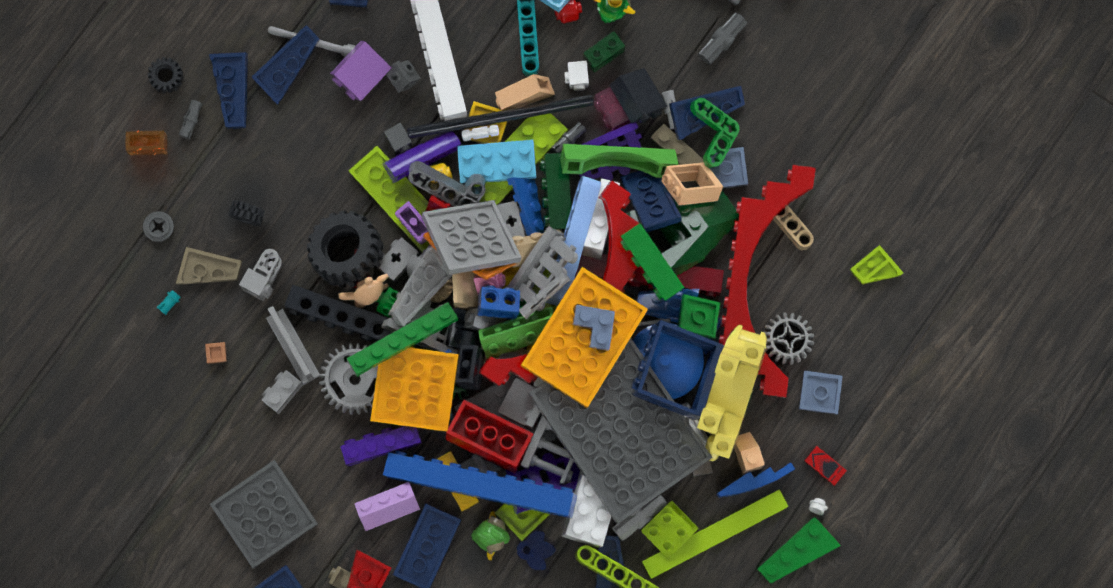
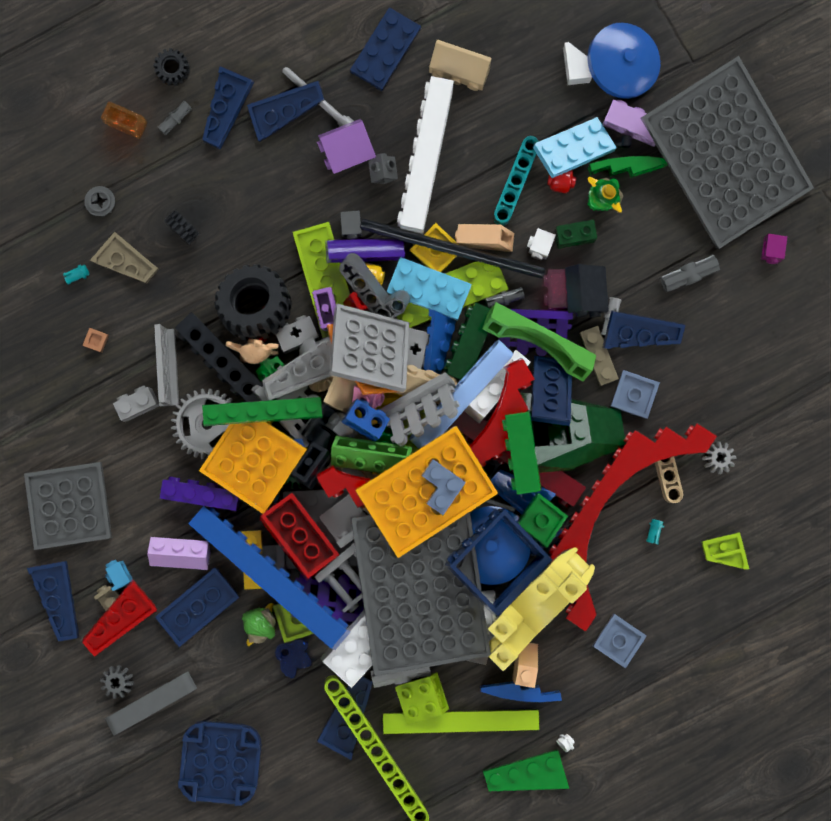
camera: 30 degrees right, 5 degrees up
(261, 279) = (164, 295): light grey brick -> none
(340, 553) = (118, 574): none -> dark azure brick
(481, 132) = (427, 254): white axle -> none
(538, 300) = (401, 437): light grey pin -> none
(709, 188) = (609, 389): light nougat window -> none
(722, 131) = (646, 360): green beam -> none
(797, 336) = (617, 568): light grey gear -> none
(804, 280) = (654, 531): none -> teal pin
(825, 465) = (590, 708): red tile -> none
(834, 192) = (725, 460): none -> light grey gear

